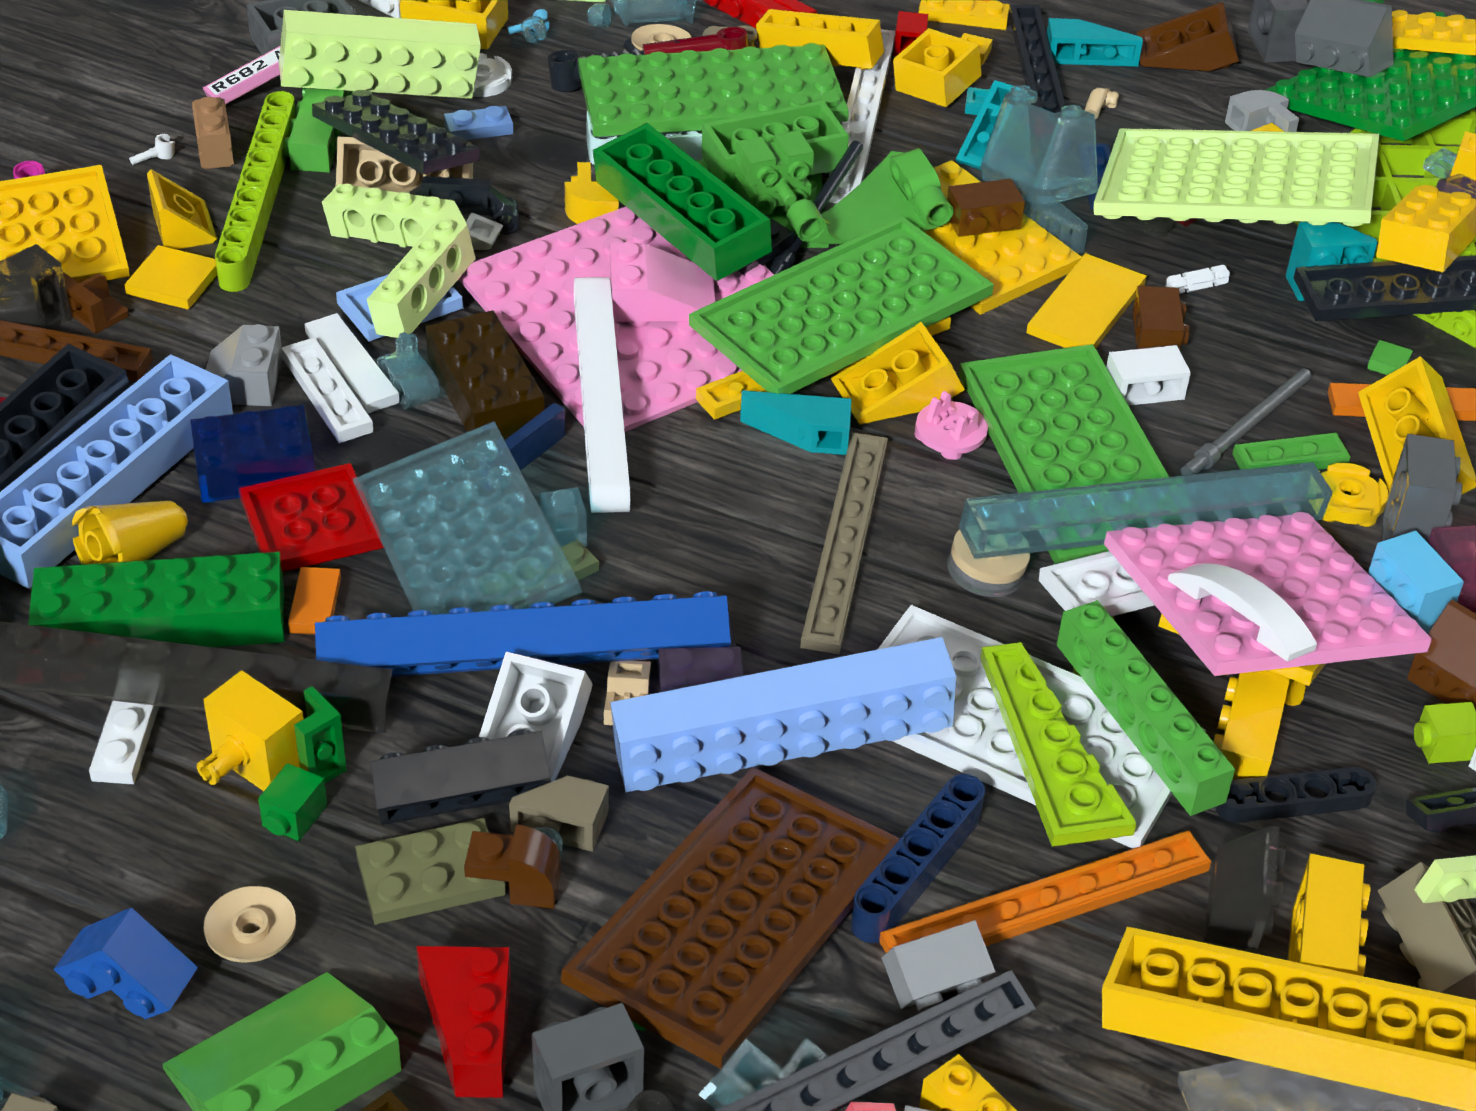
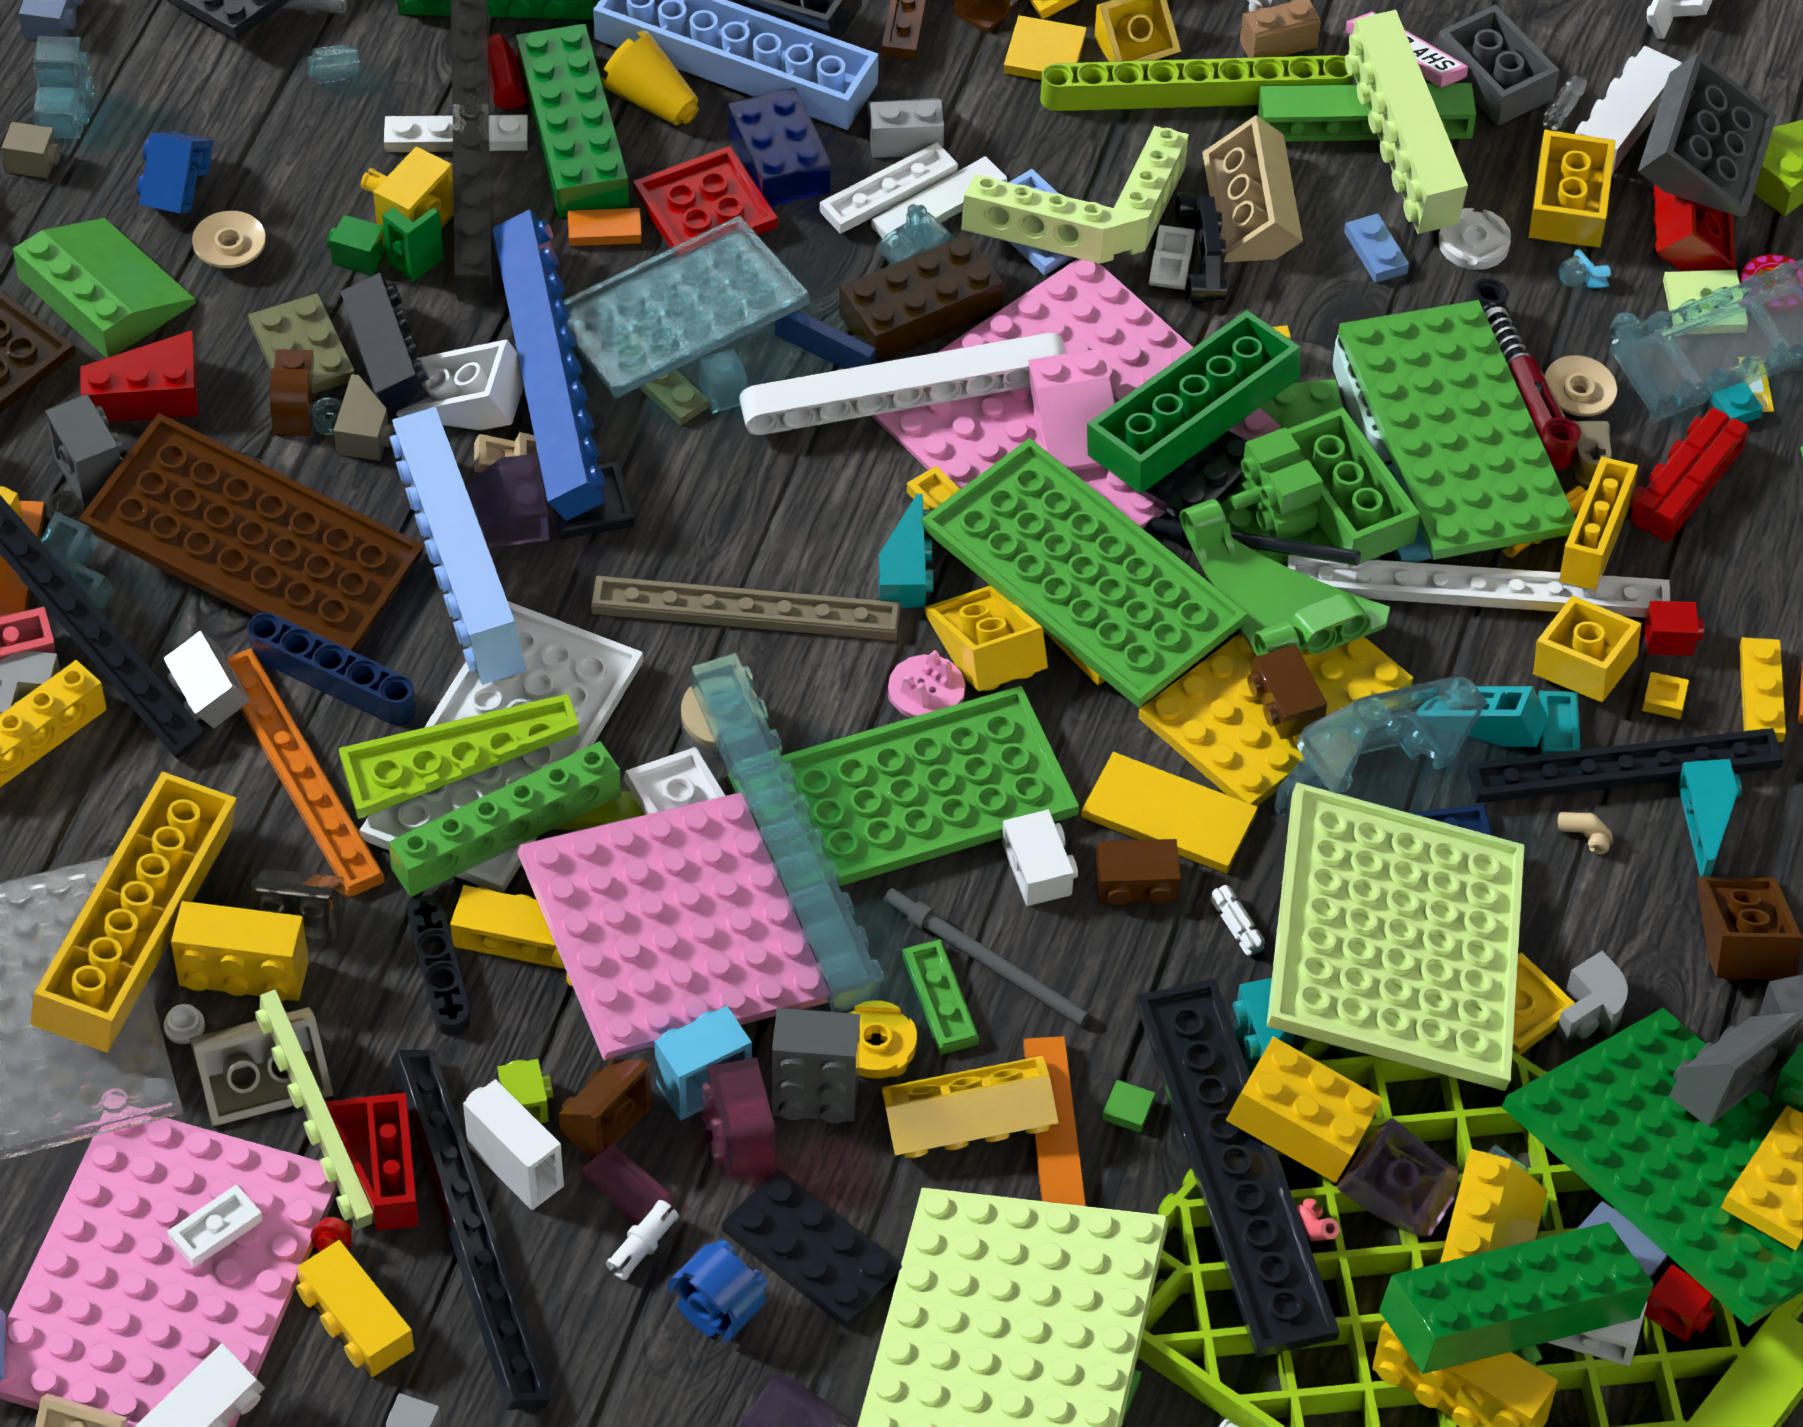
camera: 85 degrees right, 10 degrees up
(395, 132) = (1266, 156): black plate -> none
(1279, 624) = (596, 867): white slope -> none

